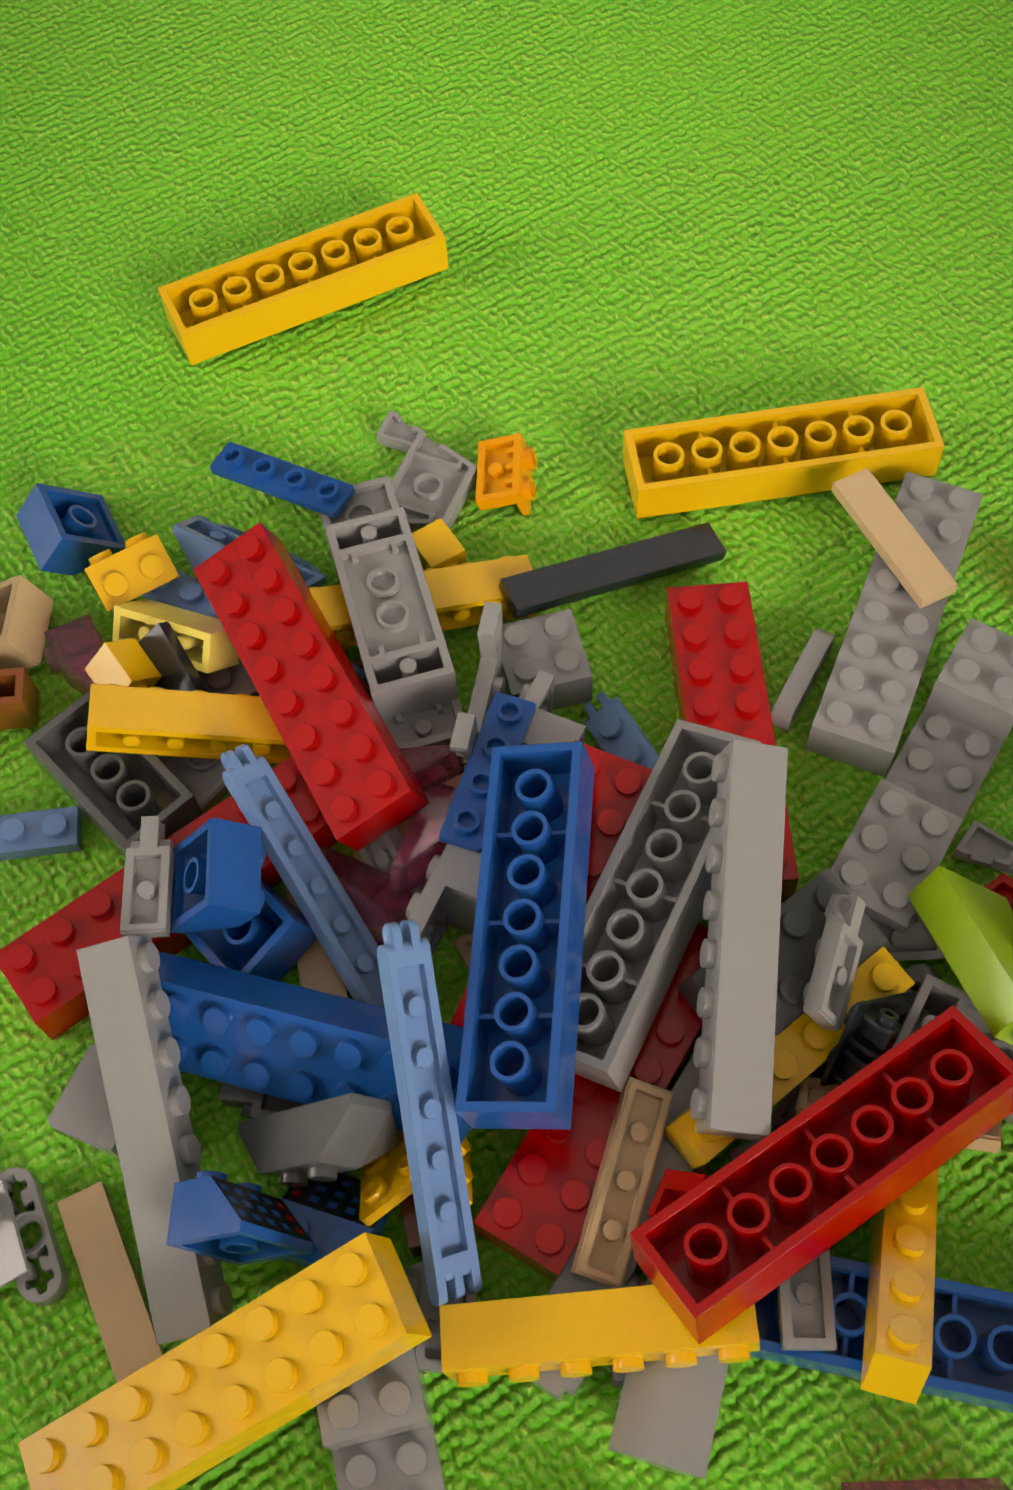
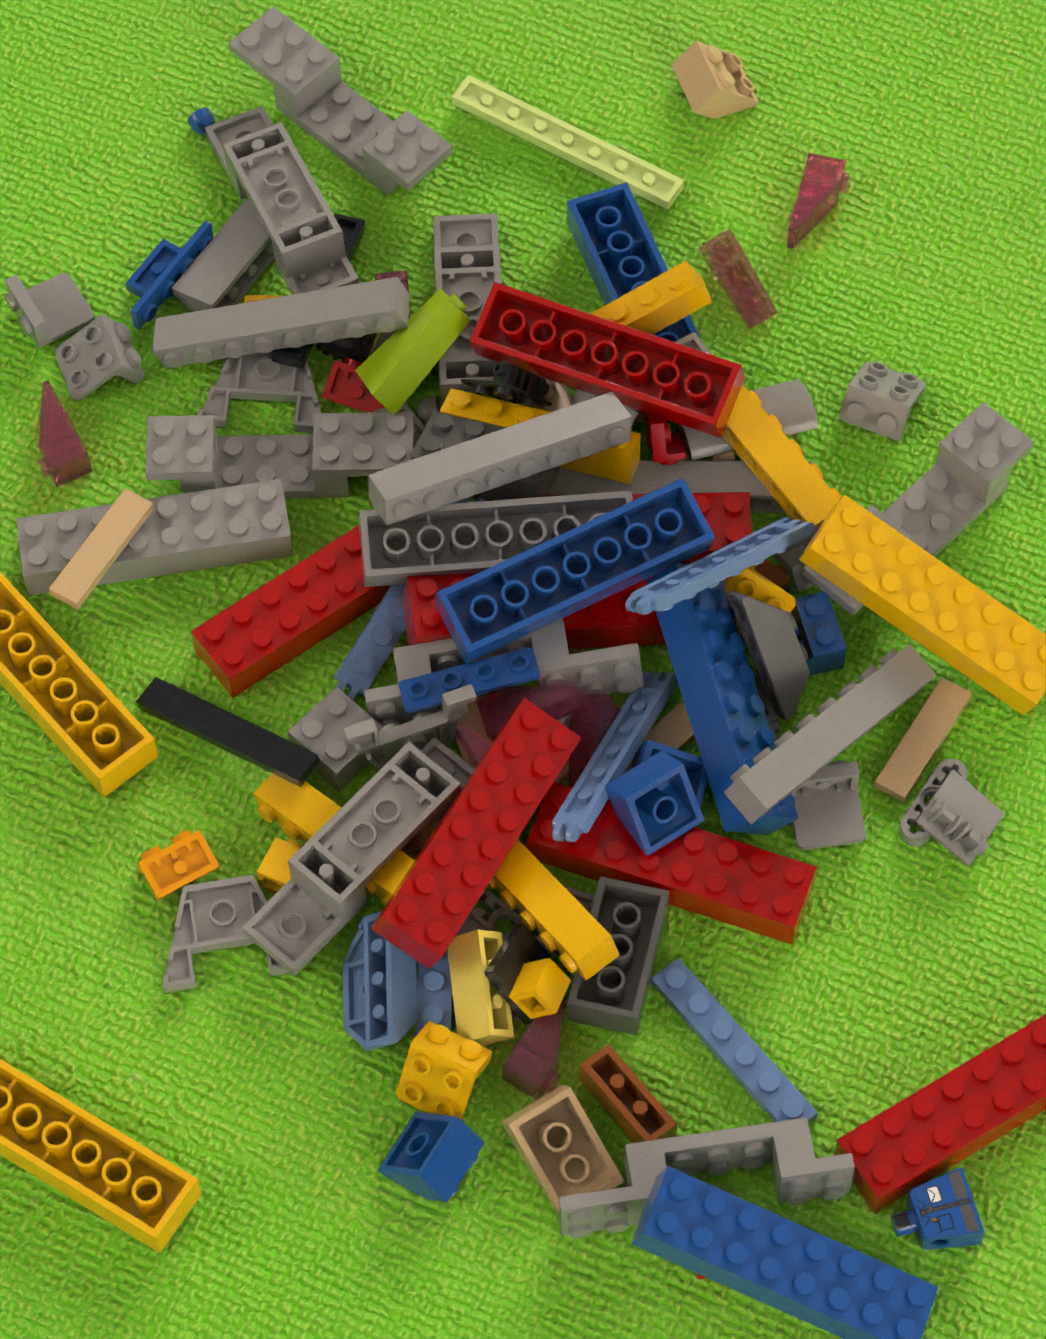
camera: 125 degrees left, 0 degrees up
(148, 882) = (682, 848): light grey hinge -> none
(233, 1221) = (846, 647): blue slope -> none
(282, 479) = (293, 1005): blue bracket -> none
(622, 1183) = (699, 477): tan tile -> none
(802, 679) = (238, 573): light grey beam -> none
(836, 962) = (473, 418): light grey hinge -> none

